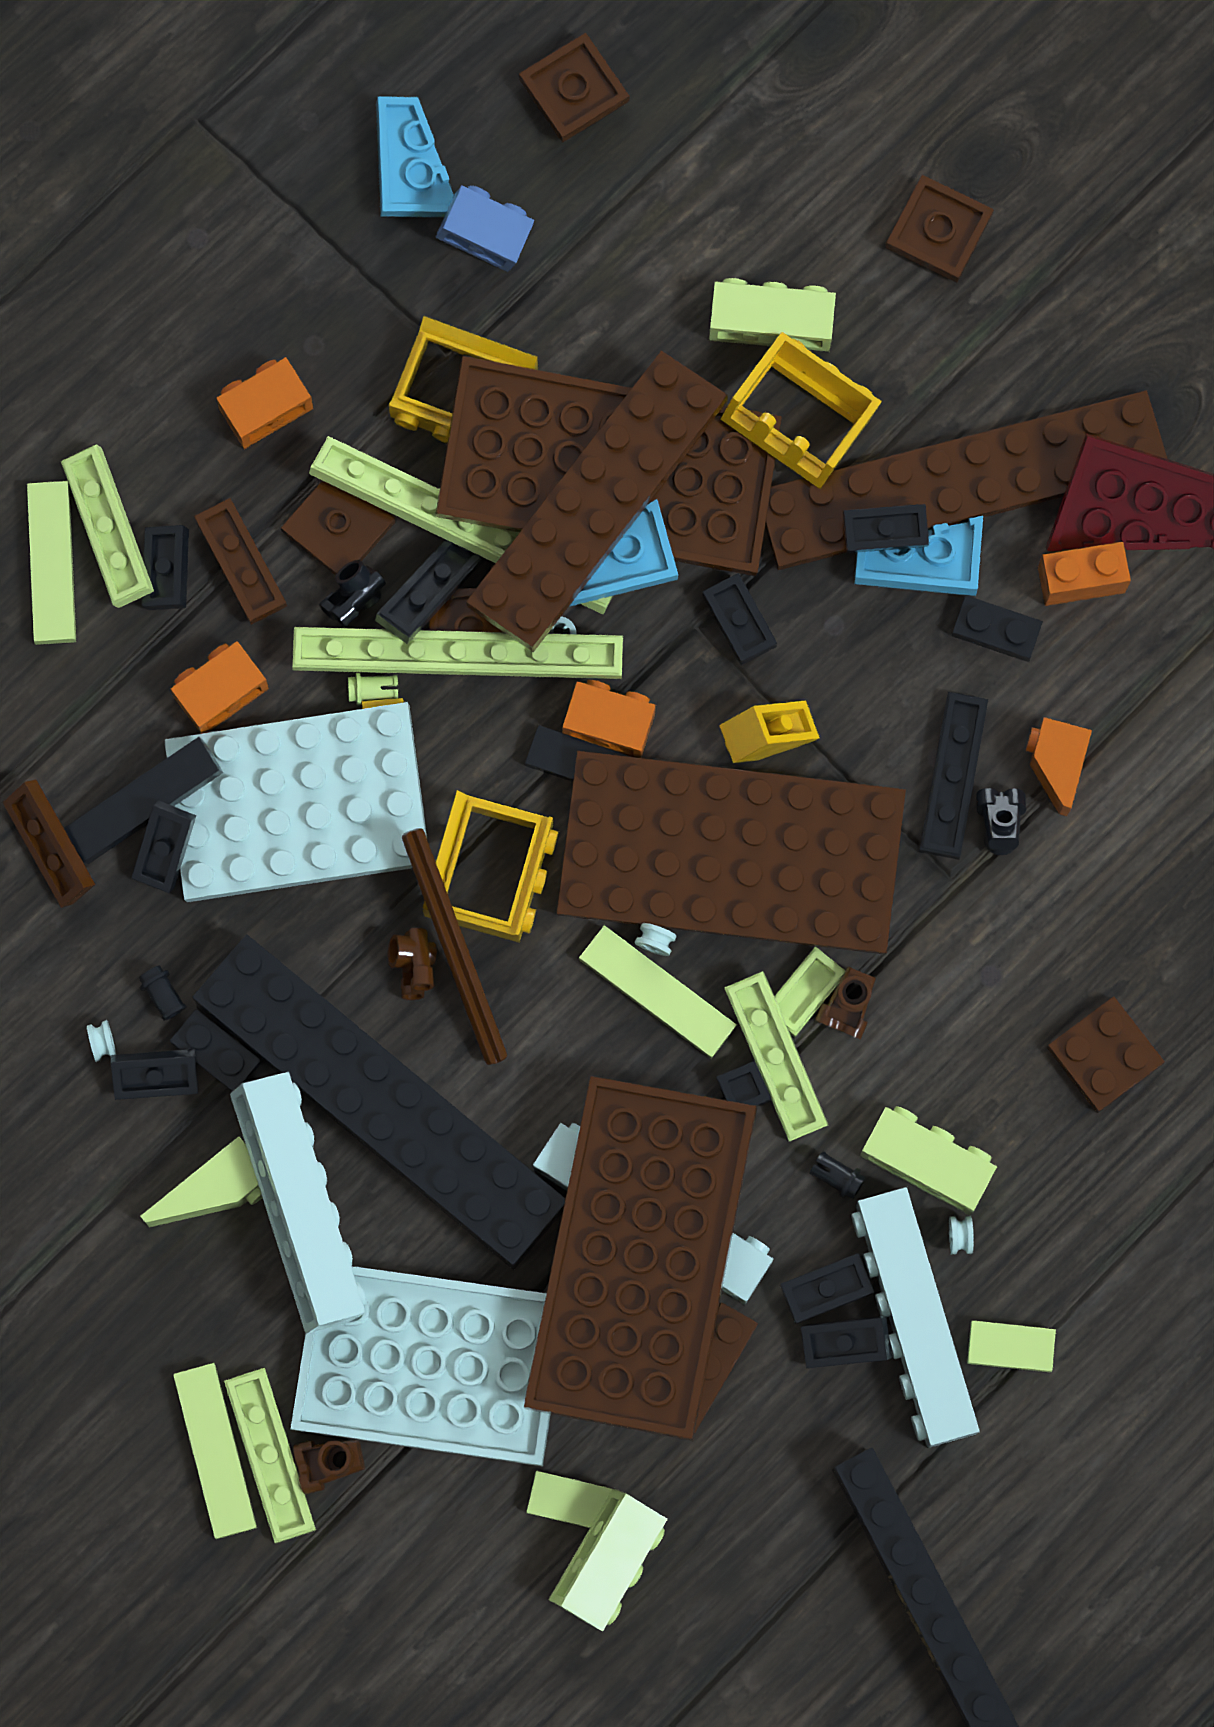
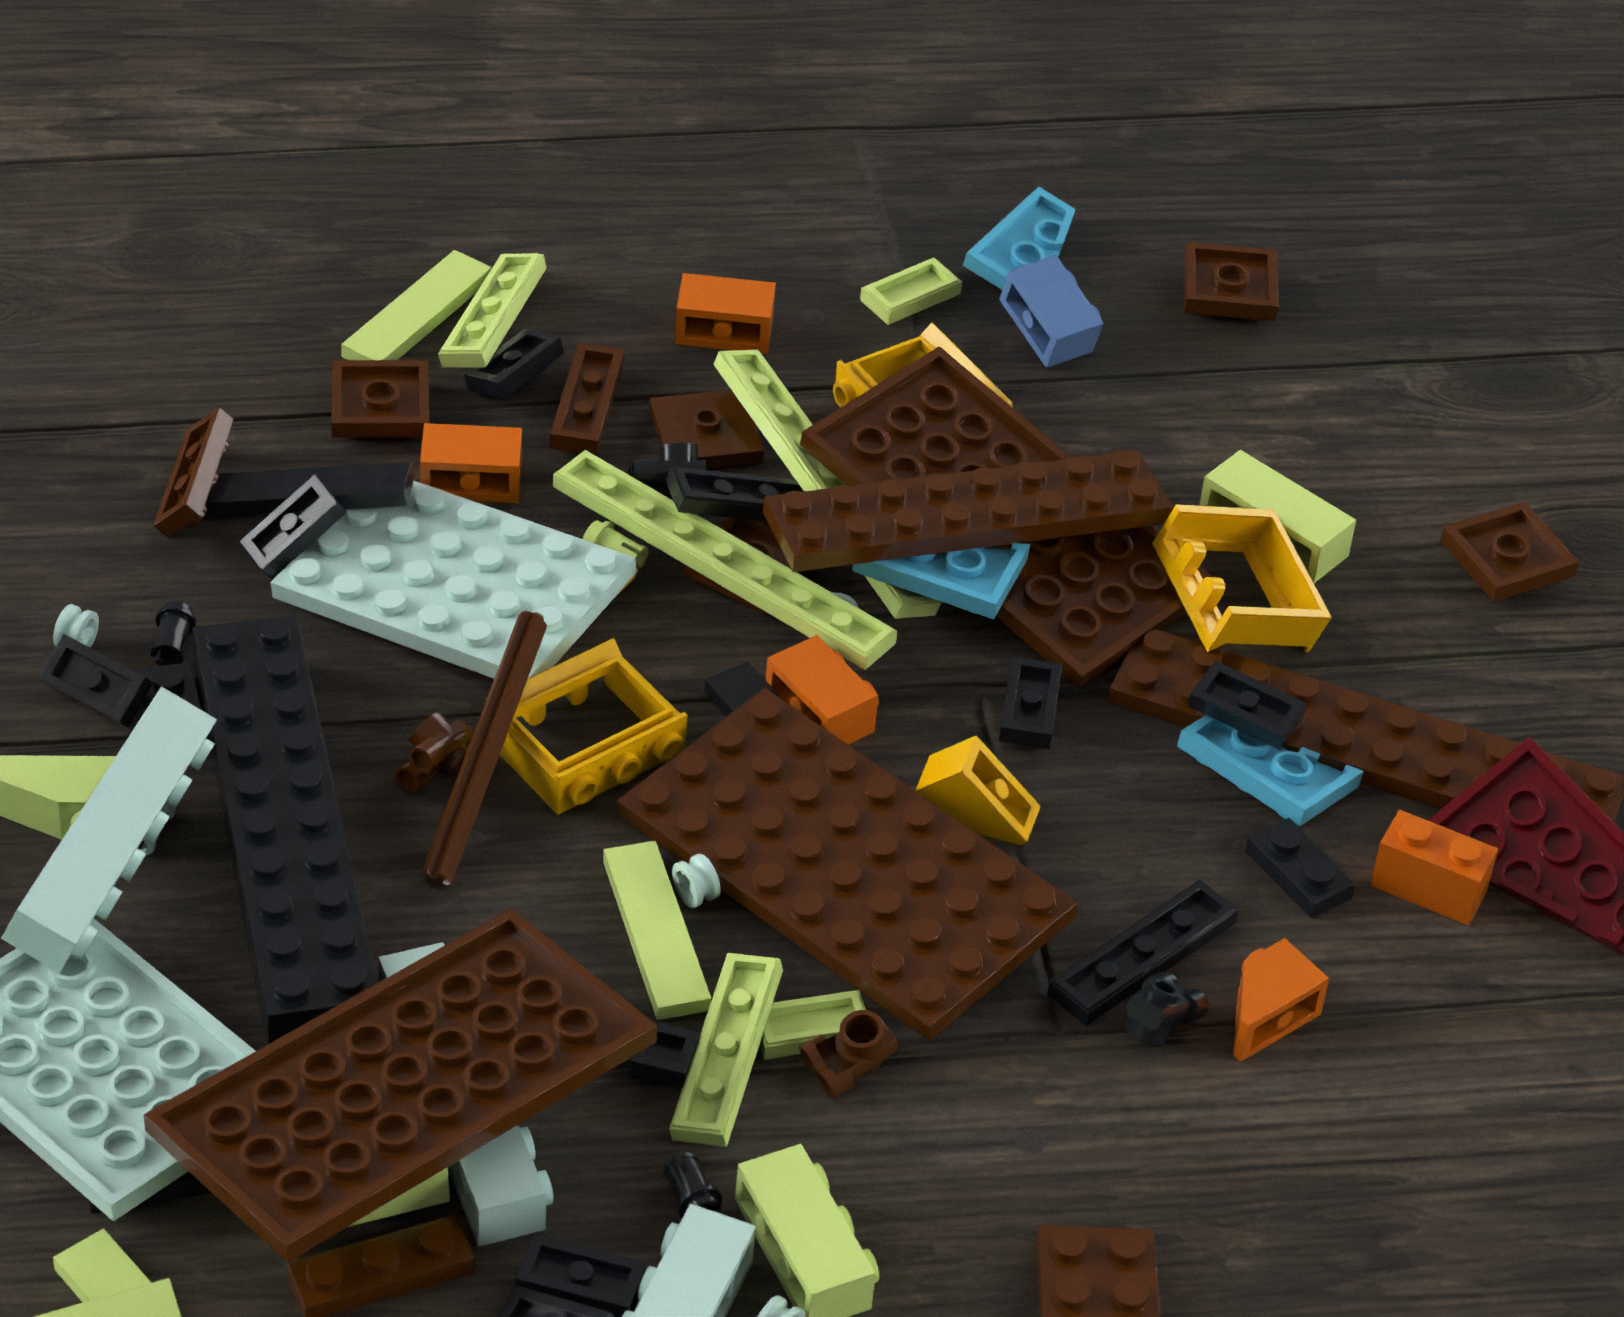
camera: 35 degrees right, 35 degrees down
(105, 673) = (379, 398): none -> reddish brown plate
(362, 267) = (910, 291): none -> yellowish green tile

